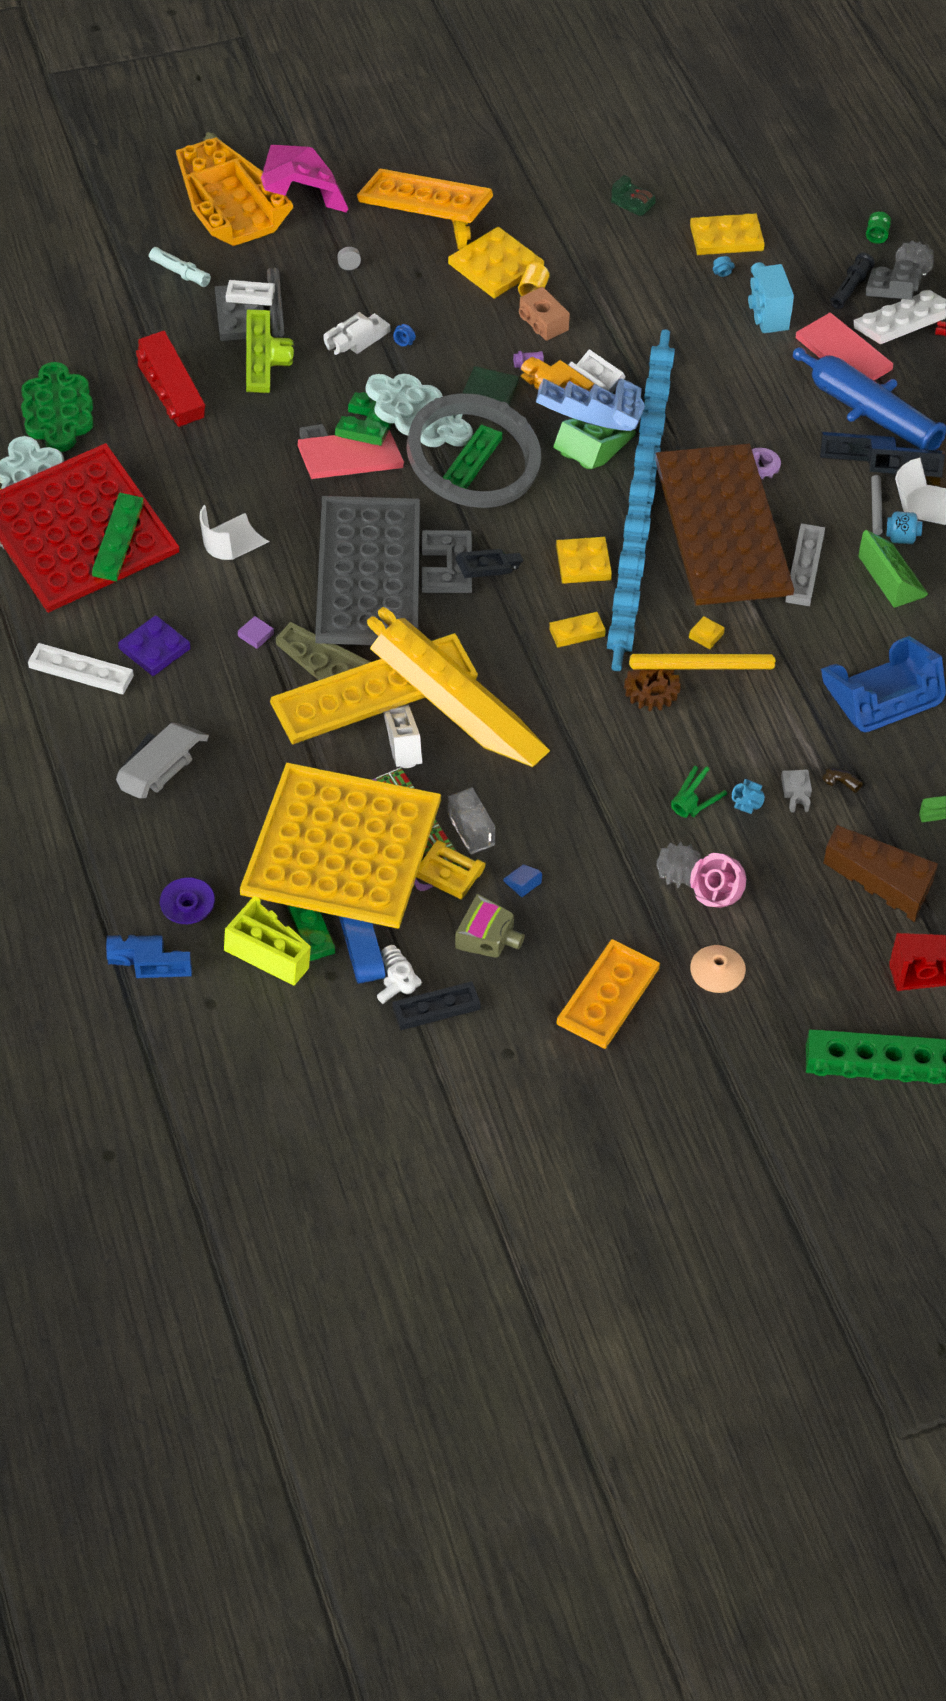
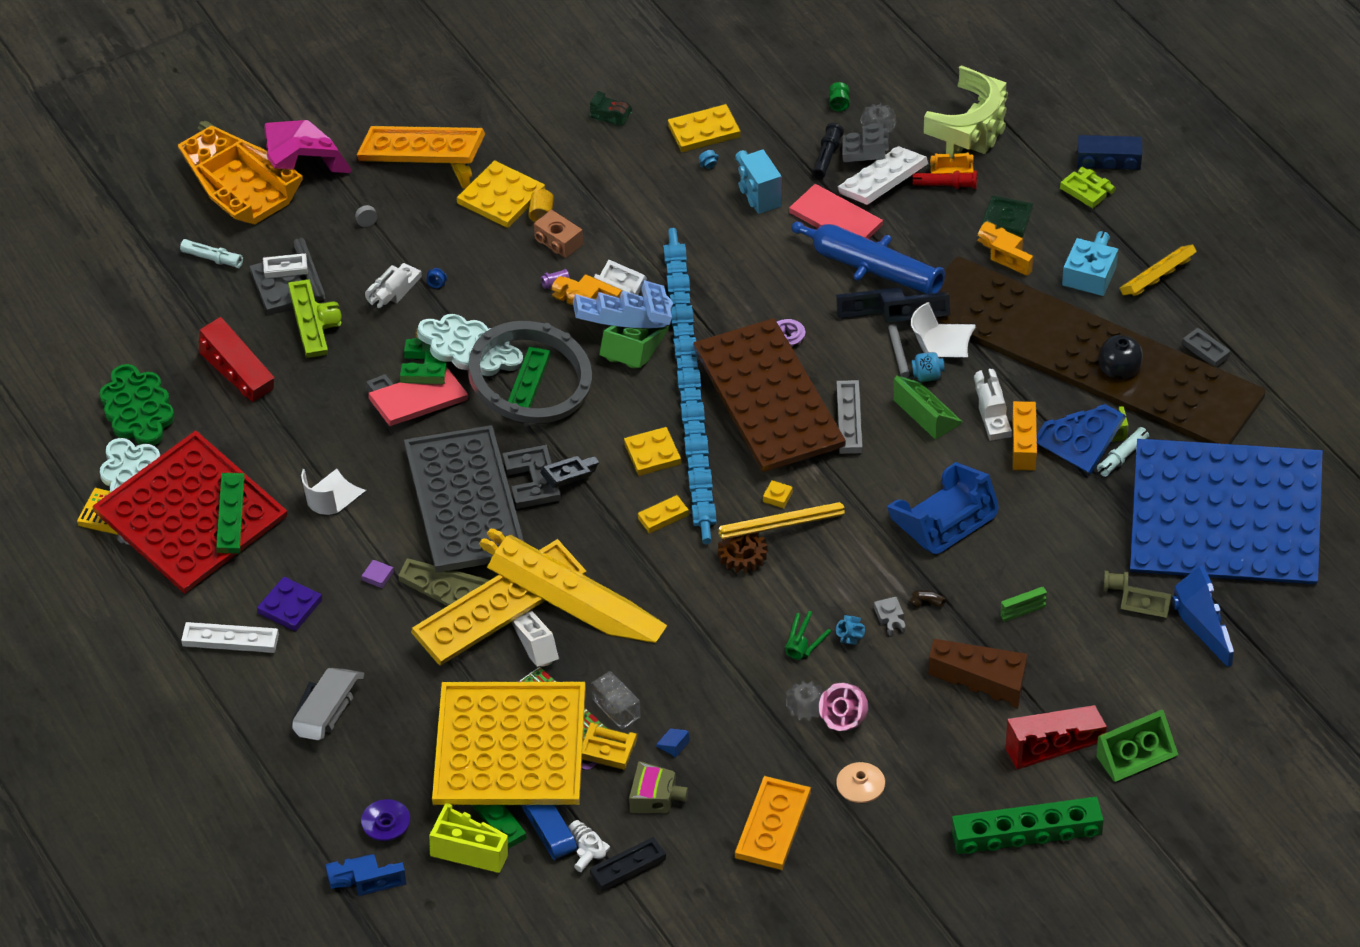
camera: 10 degrees left, 5 degrees down
(492, 384) = (527, 308): clear green tile -> none

